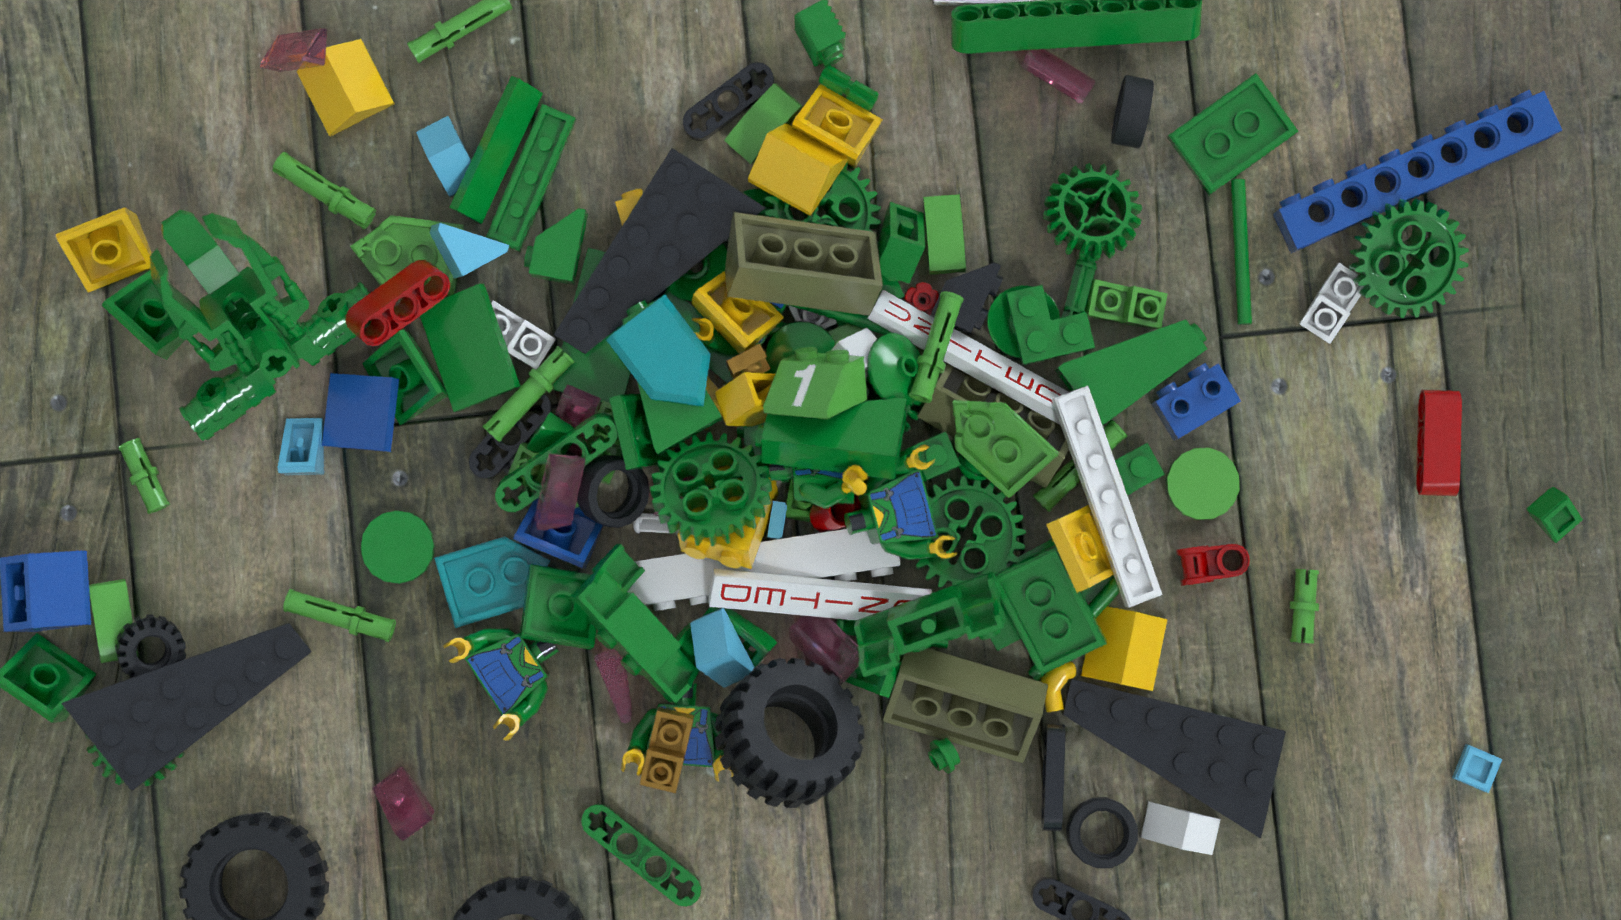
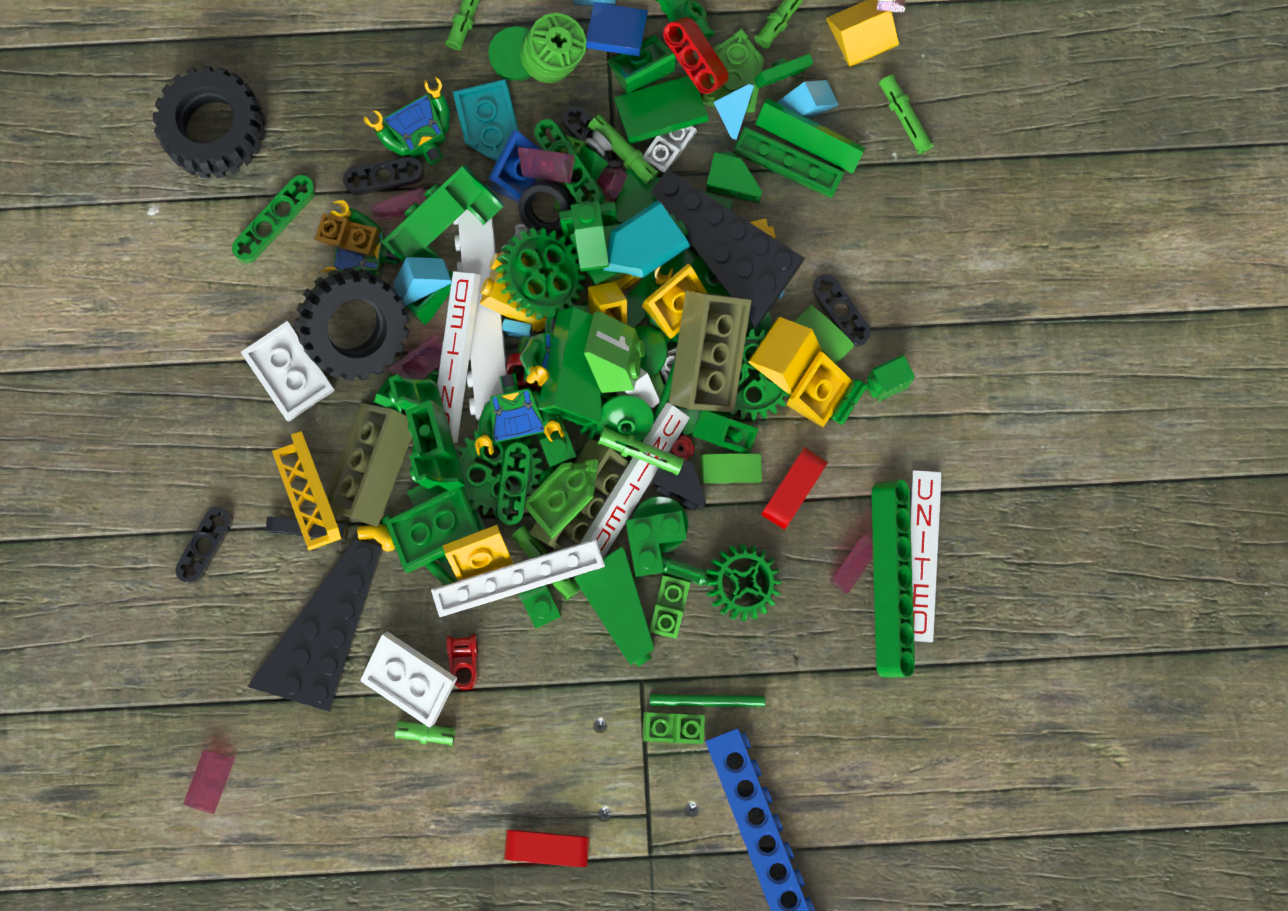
camera: 100 degrees right, 5 degrees down
(398, 513) = (543, 58): none -> bright green wheel
(403, 803) = (324, 48): clear pink slope -> none
(408, 188) = (783, 69): none -> green plate
(524, 426) = (598, 144): none -> light grey bush
(551, 612) = (455, 152): green tile -> none
(590, 737) = (365, 187): none -> black beam
(663, 424) = (589, 236): none -> slope
(750, 361) = (636, 309): pearl gold slope -> none
(848, 820) = (287, 371): none -> white plate
(943, 755) = (330, 445): green plate -> none
(959, 500) = (508, 461): none -> green beam
(966, 152) = (794, 488): none -> red beam
(1010, 763) = (314, 484): none -> yellow fence
(1130, 651) = (401, 593): yellow slope -> none
(1130, 832) = (241, 555): black tyre -> none
(1132, 111) = (820, 616): black tyre -> none
(1180, 828) = (259, 625): white slope -> none
(1195, 401) = (590, 655): blue brick -> none
(1202, 483) = (526, 658): bright green tile -> none
(1232, 134) = (801, 699): green tile -> none
(1241, 630) = (408, 679): none -> white plate
(1278, 292) = (673, 728): none -> bright green slope
(1332, 304) = (663, 771): white slope -> none
(1382, 877) = (209, 781): none -> clear pink slope
(1385, 239) = (679, 852): green gear -> none
(1477, 768) = (288, 863): medium azure tile -> none

